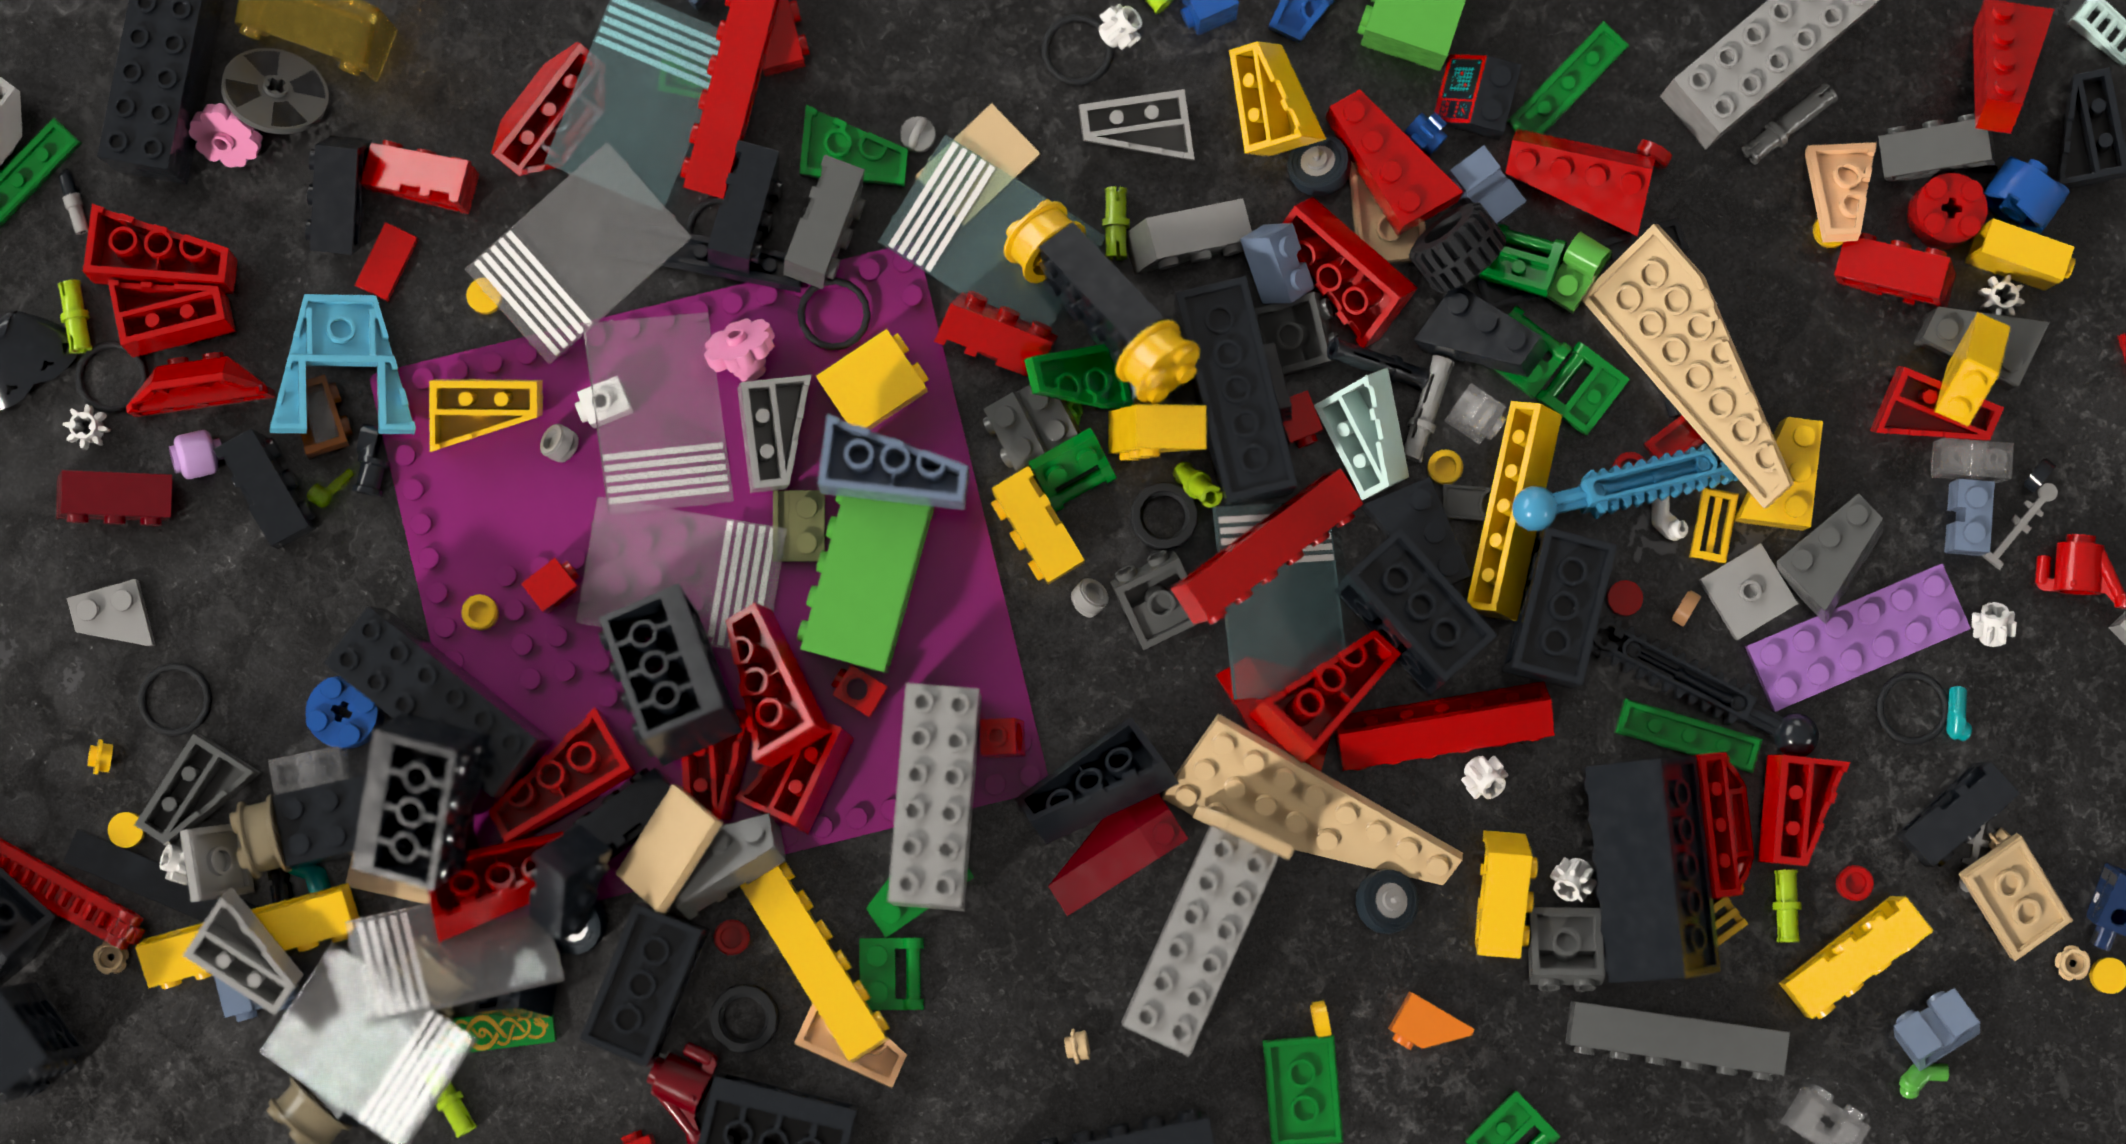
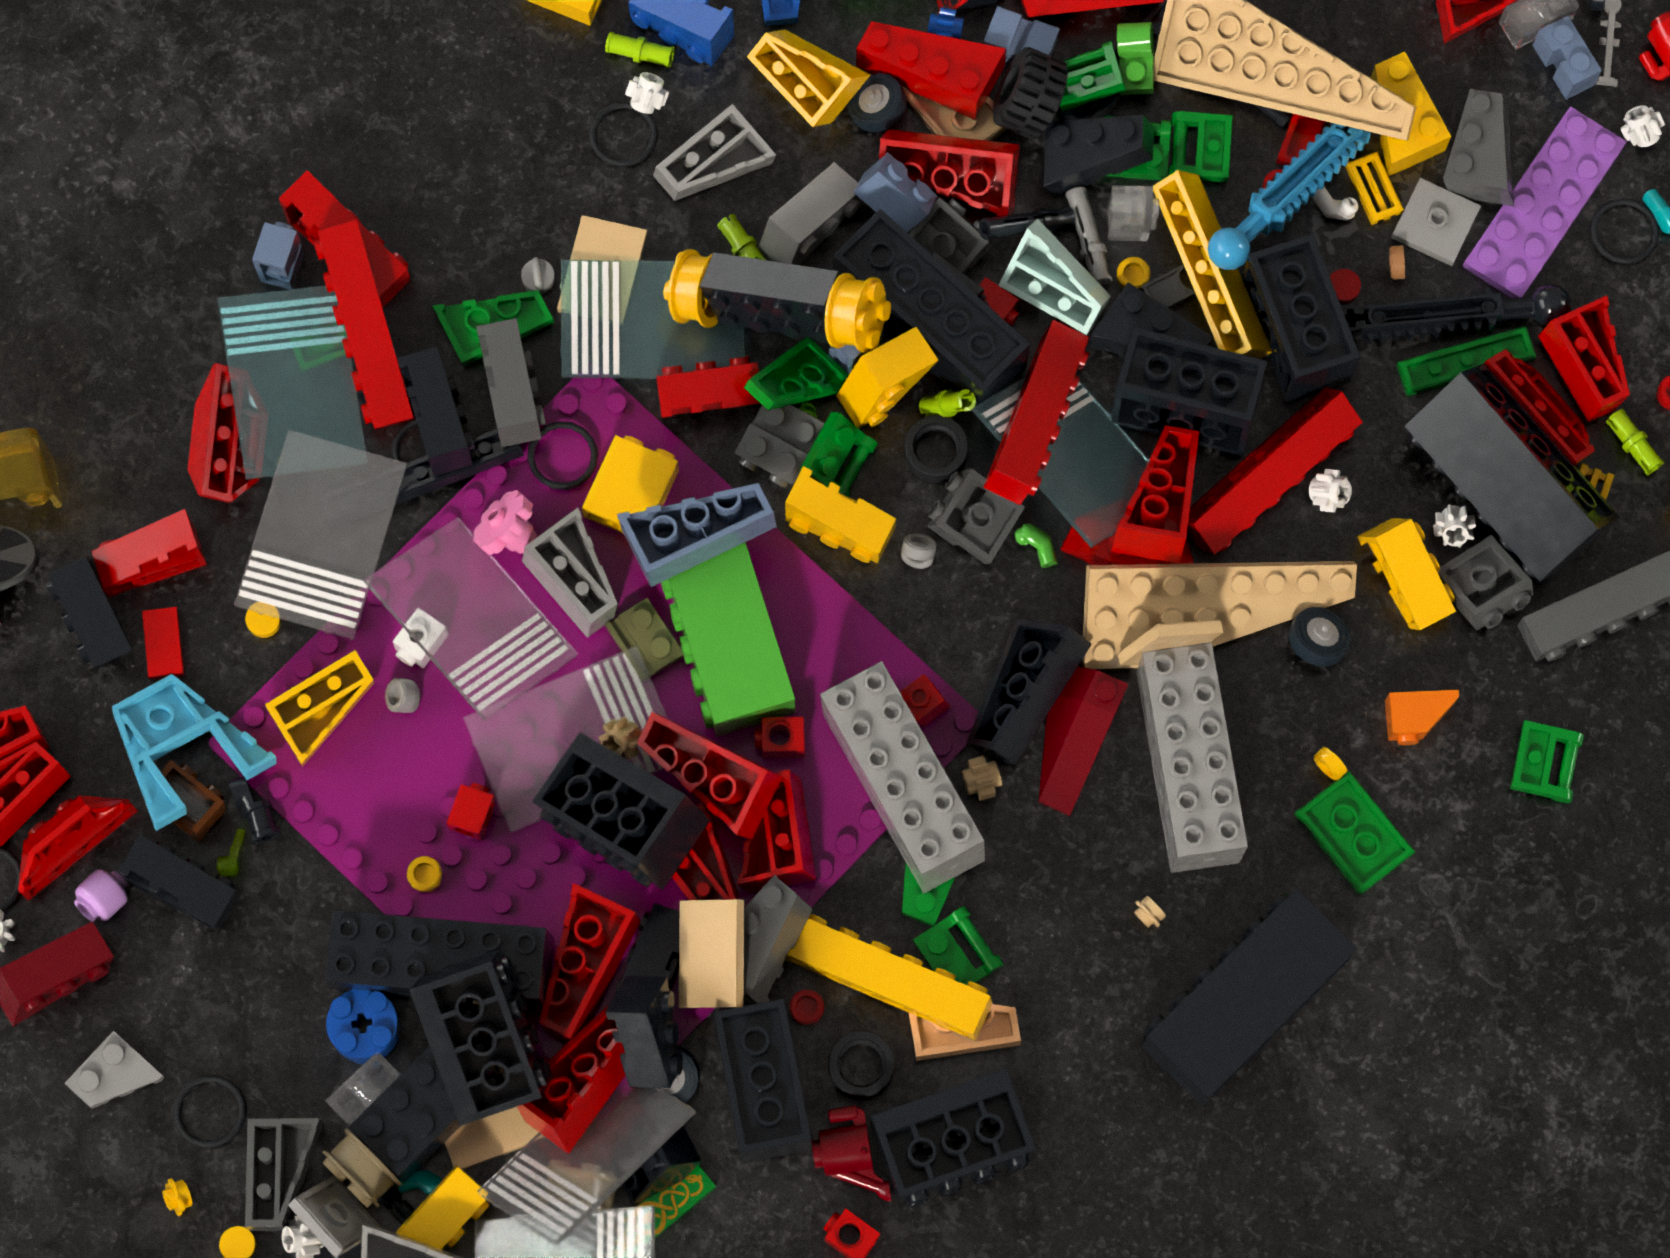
camera: 35 degrees left, 10 degrees down
(716, 605) = (621, 737): none -> tan gear
(1009, 836) = (981, 778): none -> tan gear
(1201, 656) = (1040, 540): none -> bright green arm

